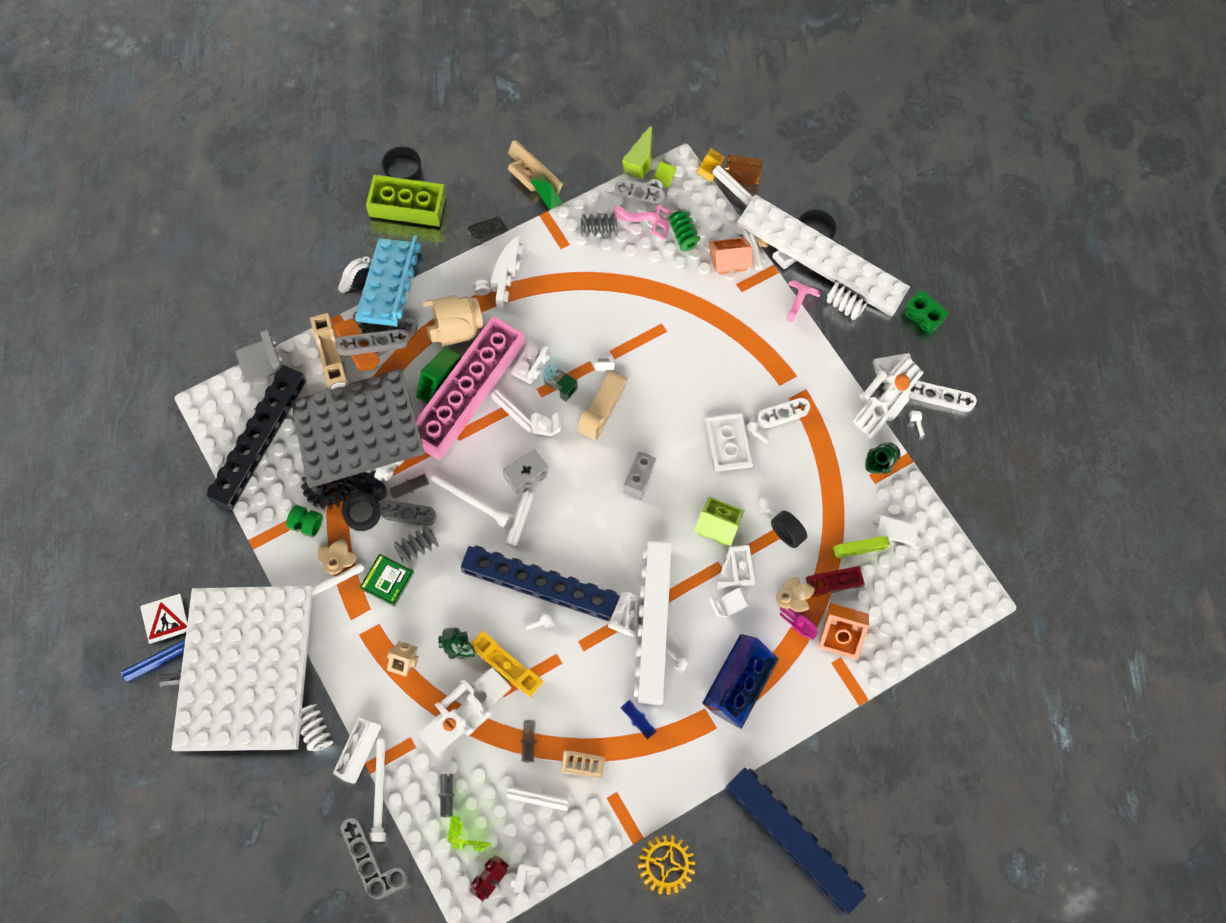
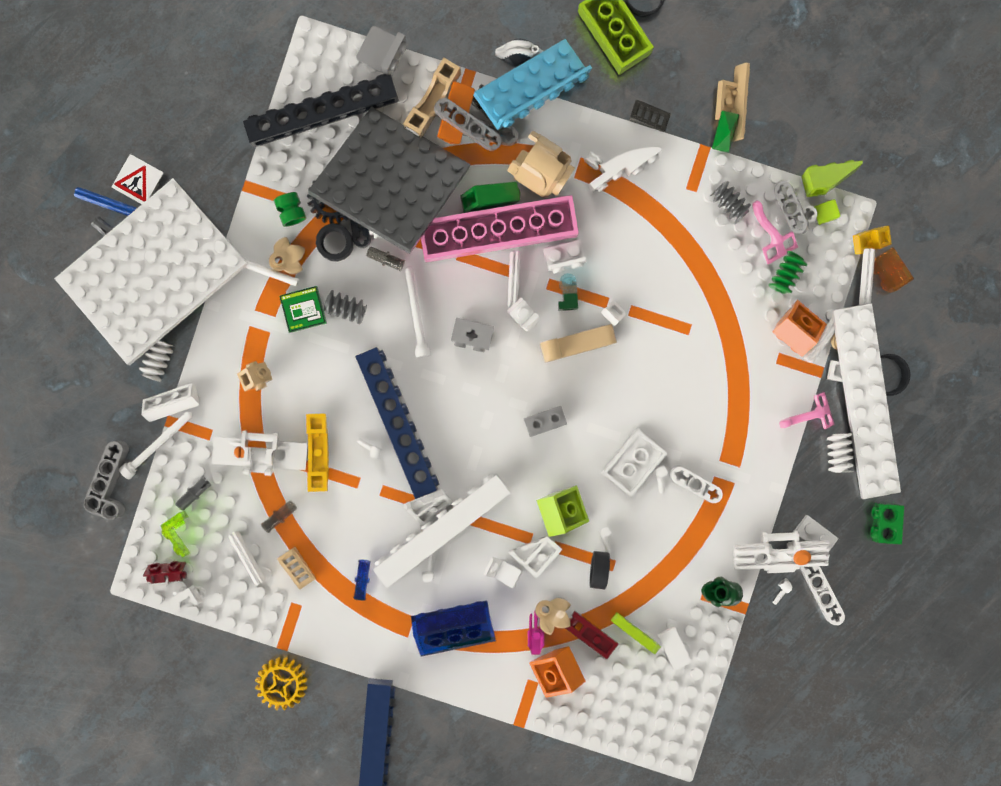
camera: 50 degrees right, 20 degrees up
(392, 516) = (361, 262): dark grey beam -> none
(456, 643) = (299, 403): dark green head -> none
(520, 518) = (434, 362): white axle -> none

